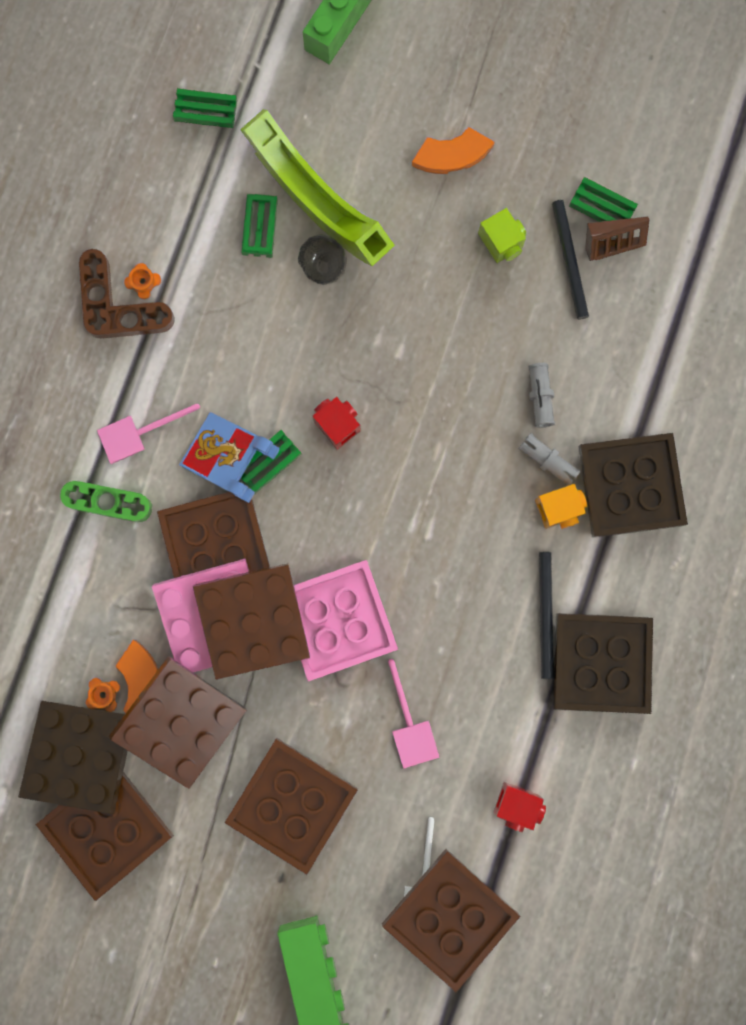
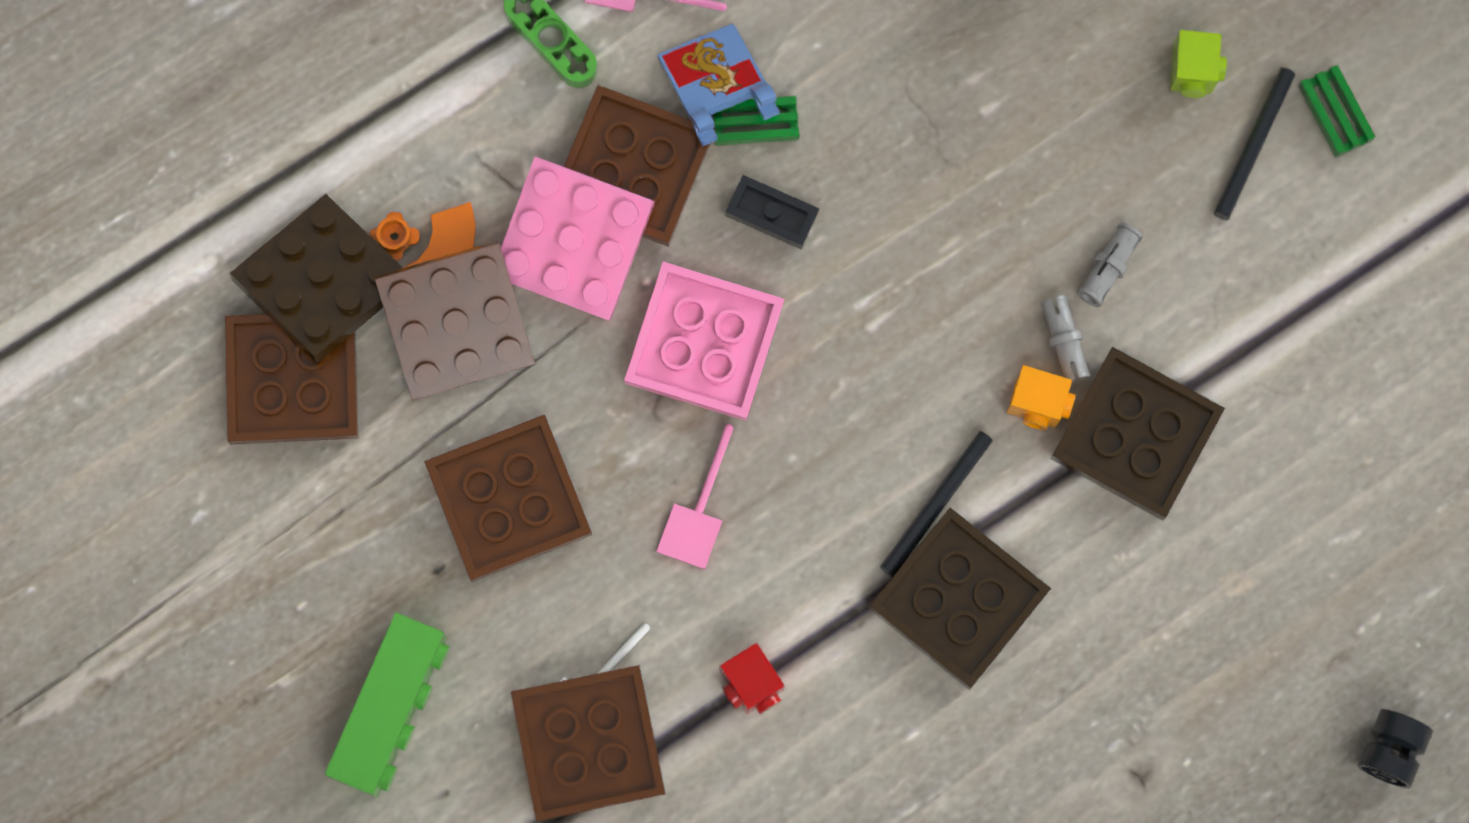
camera: 30 degrees right, 5 degrees down
(251, 621) = (613, 269): reddish brown plate -> none
(319, 511) = (772, 212): none -> black plate
(337, 421) = (863, 130): red brick -> none
(605, 230) = (1317, 137): reddish brown slope -> none

